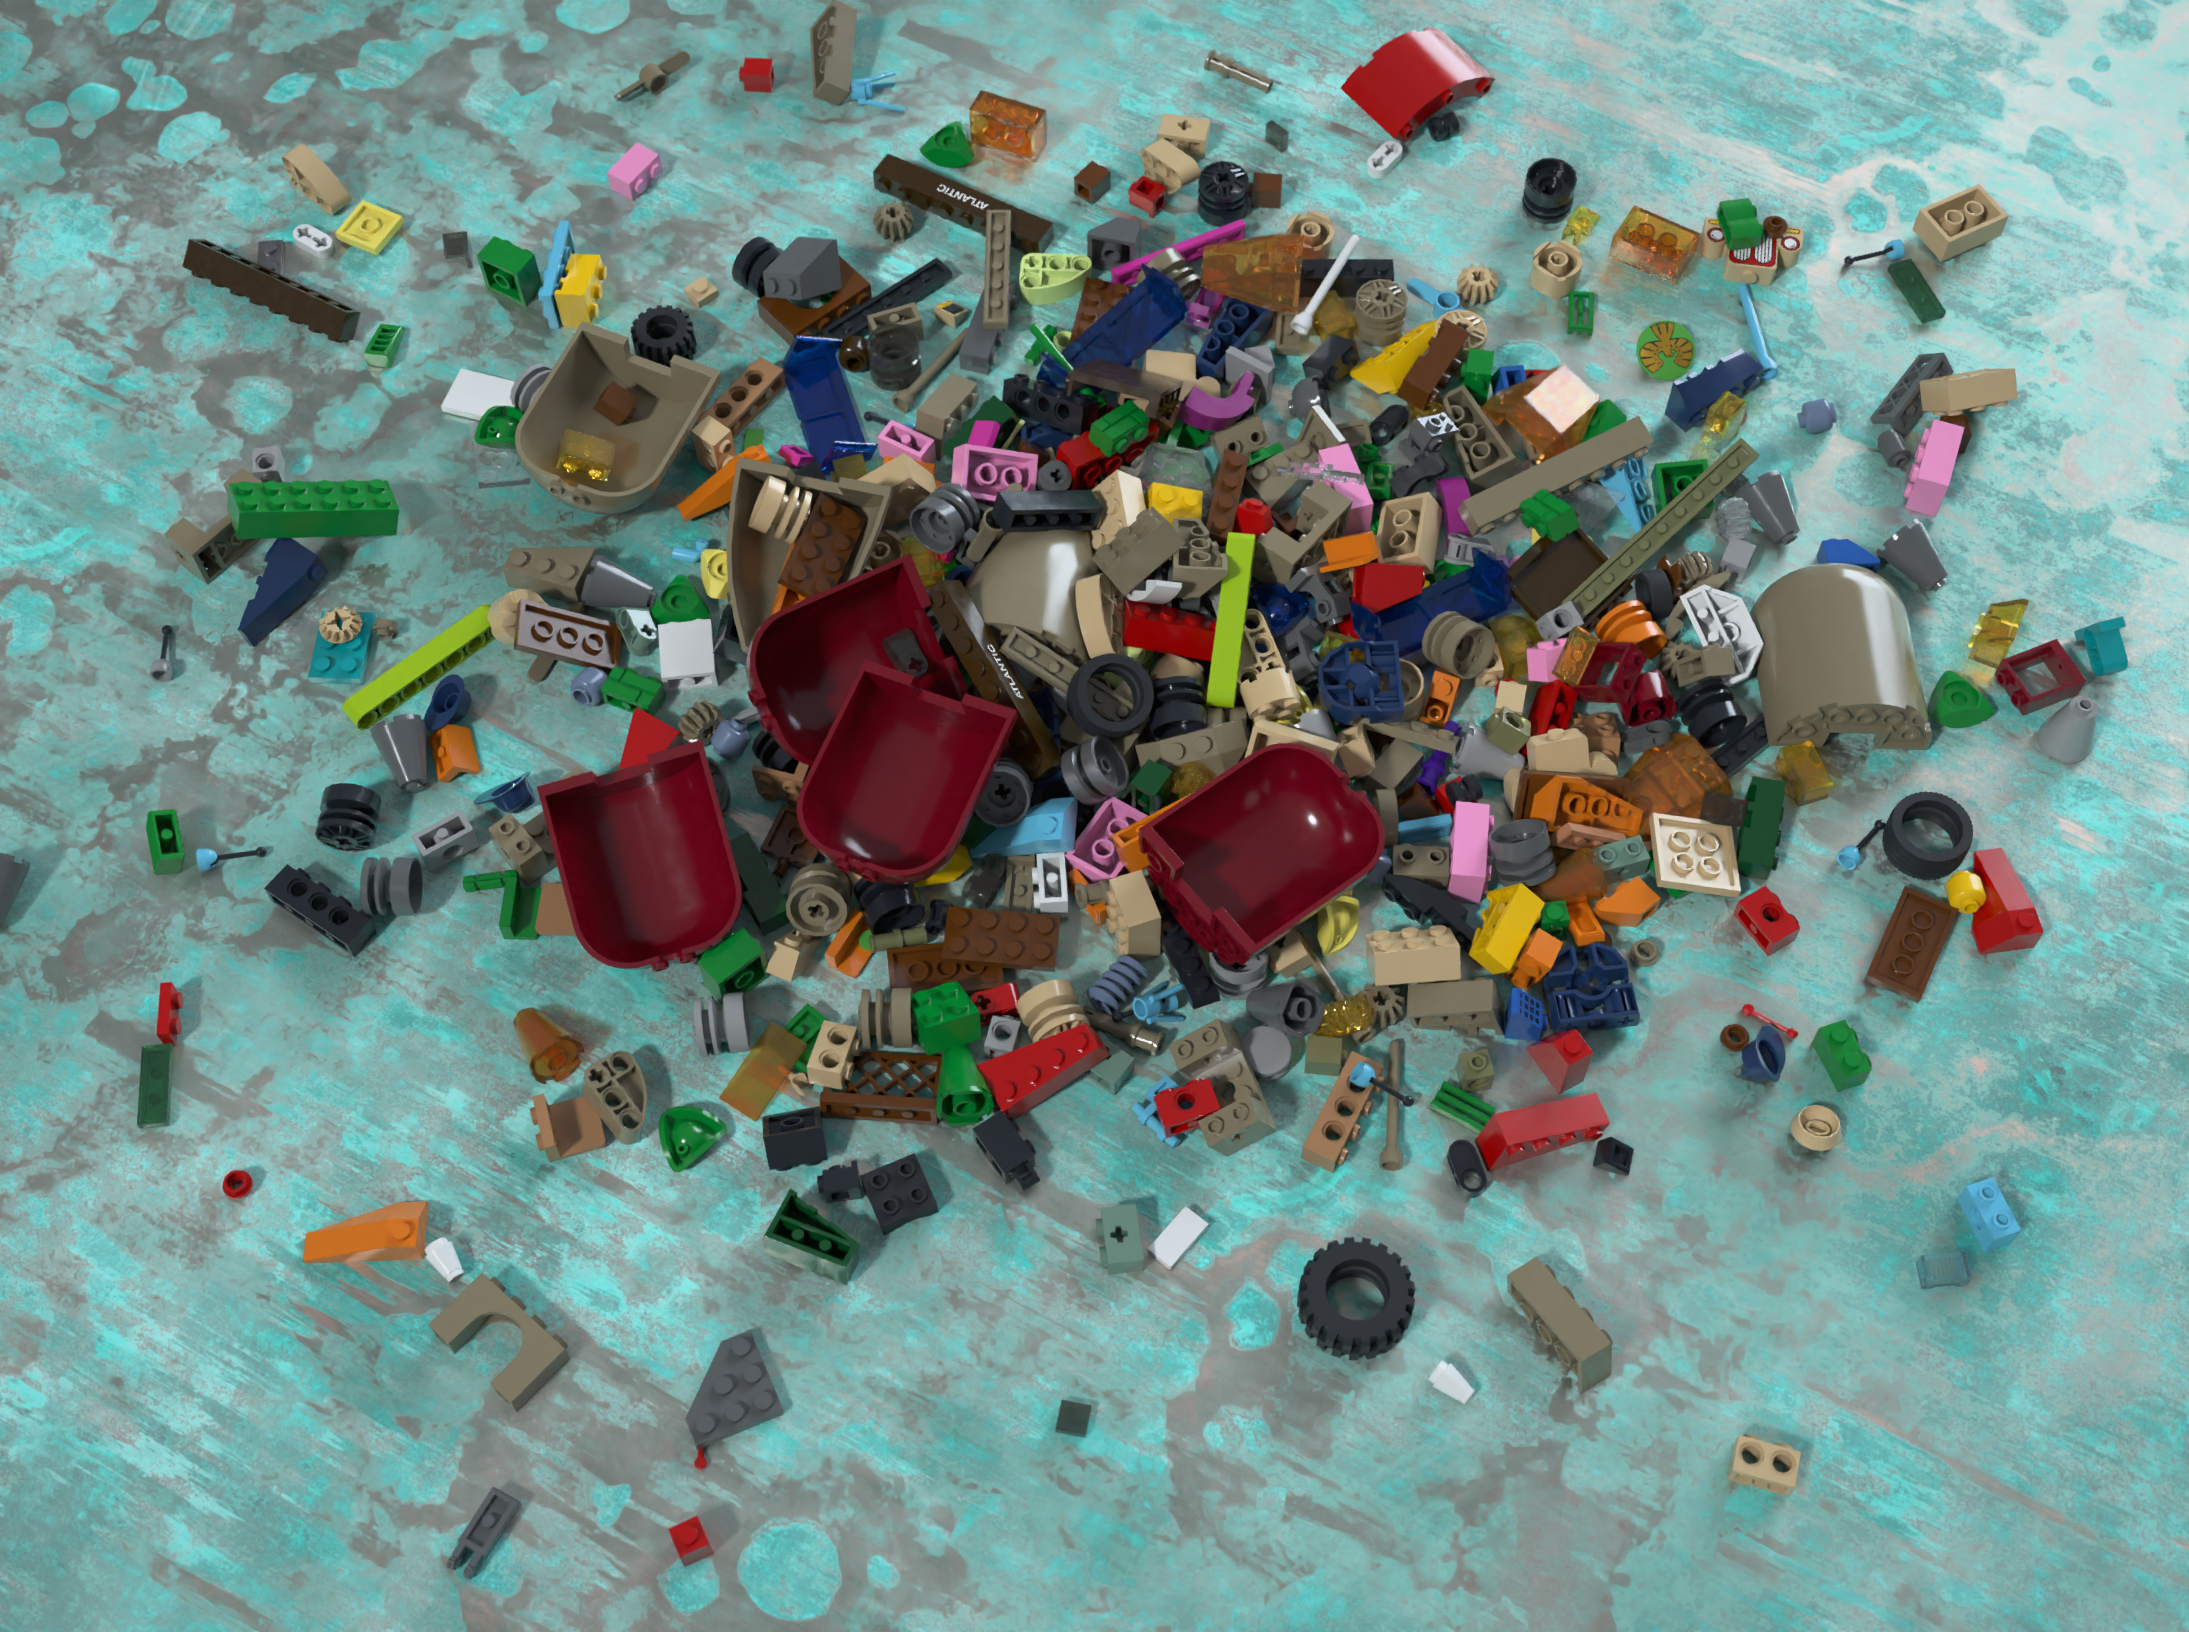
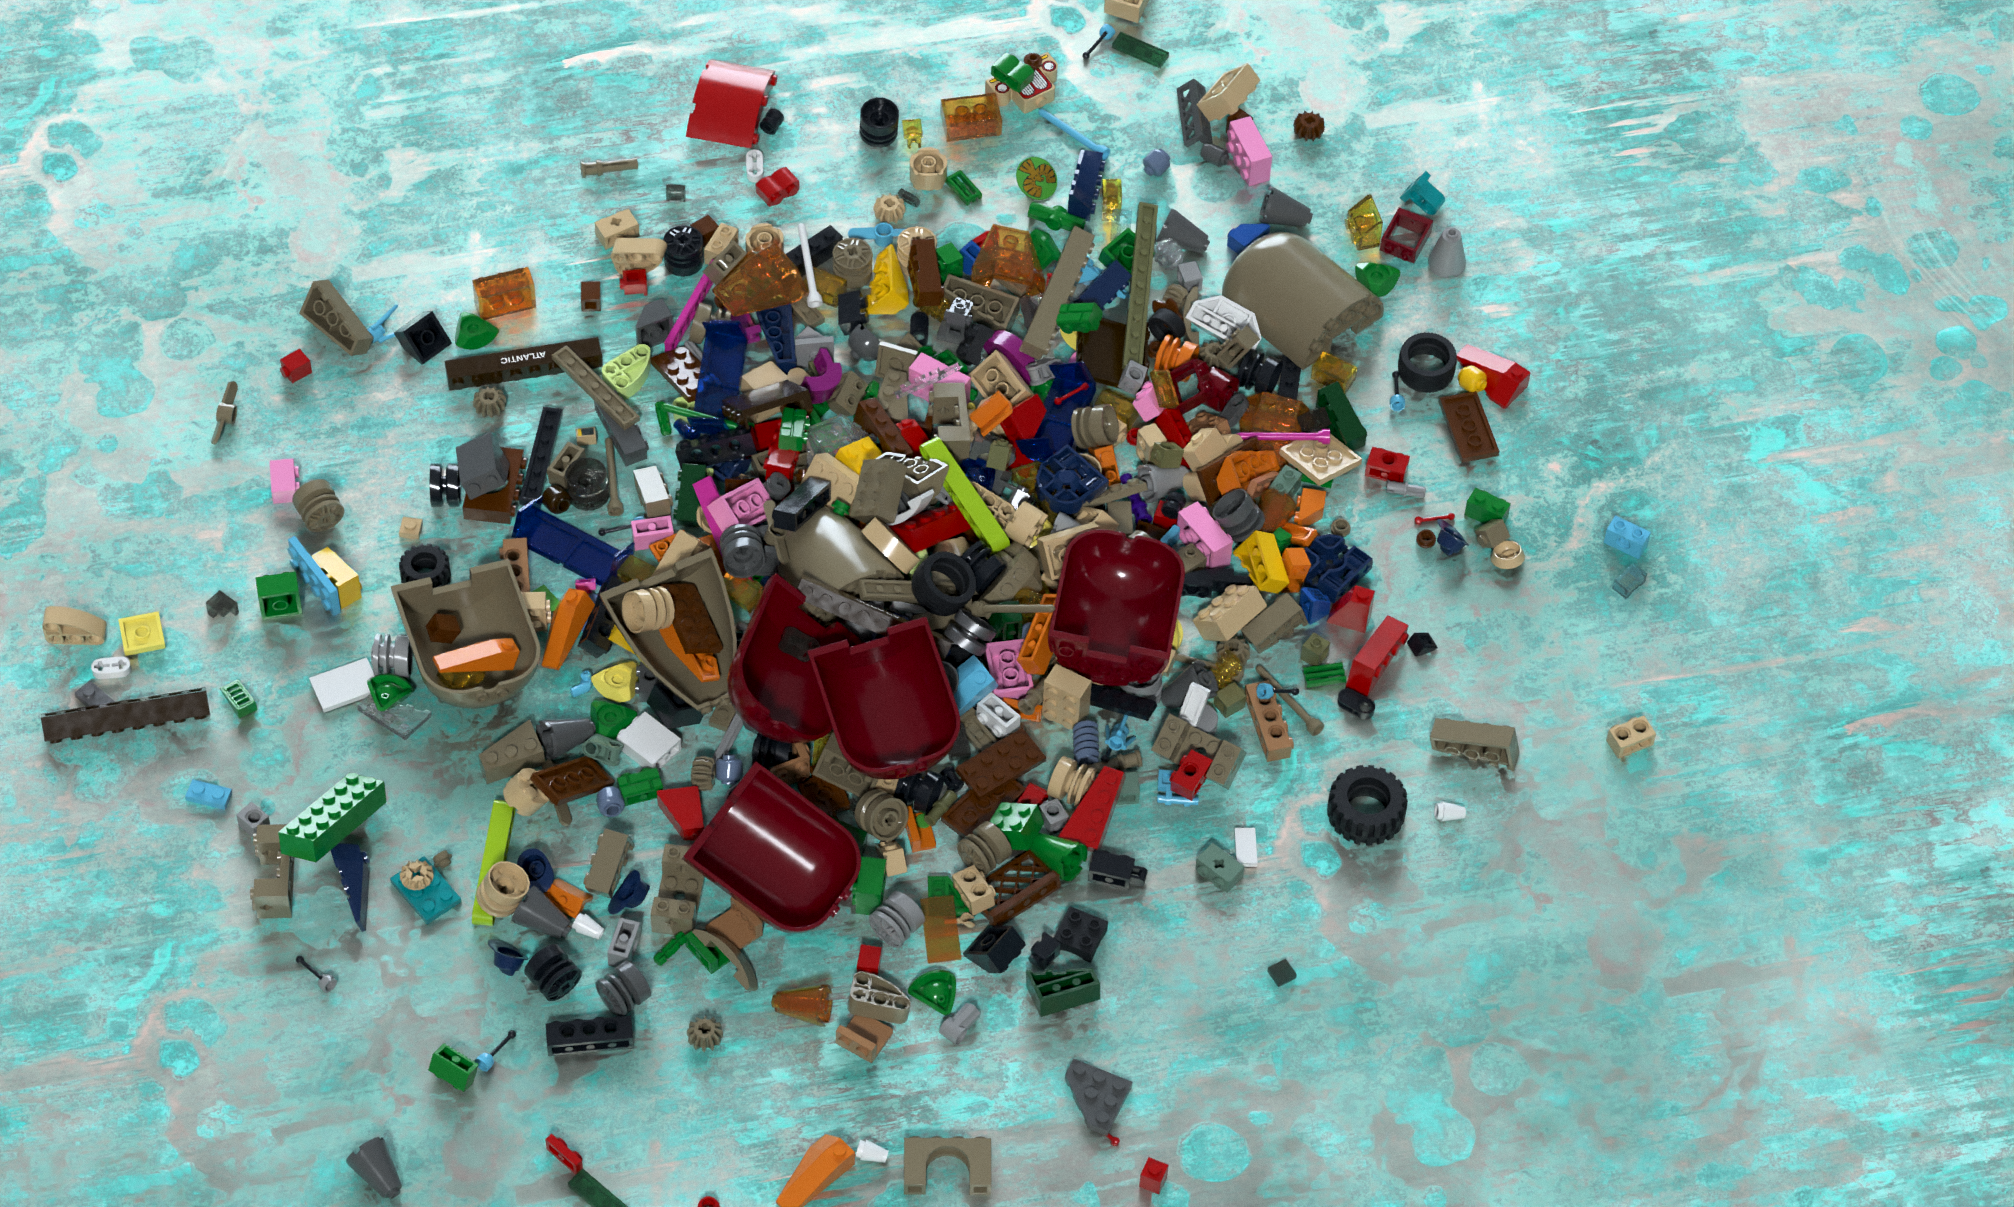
camera: 45 degrees left, 5 degrees down
(264, 415) = (208, 794): none -> medium azure plate
(335, 764) = (506, 956): none -> dark blue piece
(383, 681) = (502, 889): none -> tan wheel
(413, 994) = (699, 1039): none -> dark tan gear
(438, 796) = (587, 926): none -> white cone
(520, 745) = (608, 863): none -> dark tan wedge
(531, 935) = (745, 974): none -> dark tan slope
(608, 451) = (480, 656): none -> orange wedge
(633, 211) = (318, 505): none -> dark tan wheel
(655, 1049) = (869, 959): none -> red brick
(667, 1193) = (956, 1027): none -> light grey piece
(897, 122) = (423, 337): none -> black slope
(1090, 543) = (840, 508): none -> green plate
(1127, 753) = (980, 608): none -> dark tan piece
(1243, 224) = (724, 262): none -> dark tan brick
(1262, 1029) = (1194, 704): none -> white tile
(1267, 213) = (720, 240): none -> tan brick
(1315, 603) = (999, 454): none -> olive brick
(1384, 192) = (777, 186): none -> red brick
(1493, 596) = (1058, 401): none -> red hinge
(1508, 286) = (909, 197): none -> clear smoke tile
(1616, 507) = (1105, 285): none -> dark blue brick
(1648, 404) = (1056, 217): none -> green piece
(1714, 833) = (1322, 436): none -> dark pink piece
(1764, 962) = (1405, 489): none -> light grey axle
(1818, 1088) = (1492, 533): none -> dark tan brick
(2036, 485) = (1309, 126): none -> reddish brown gear

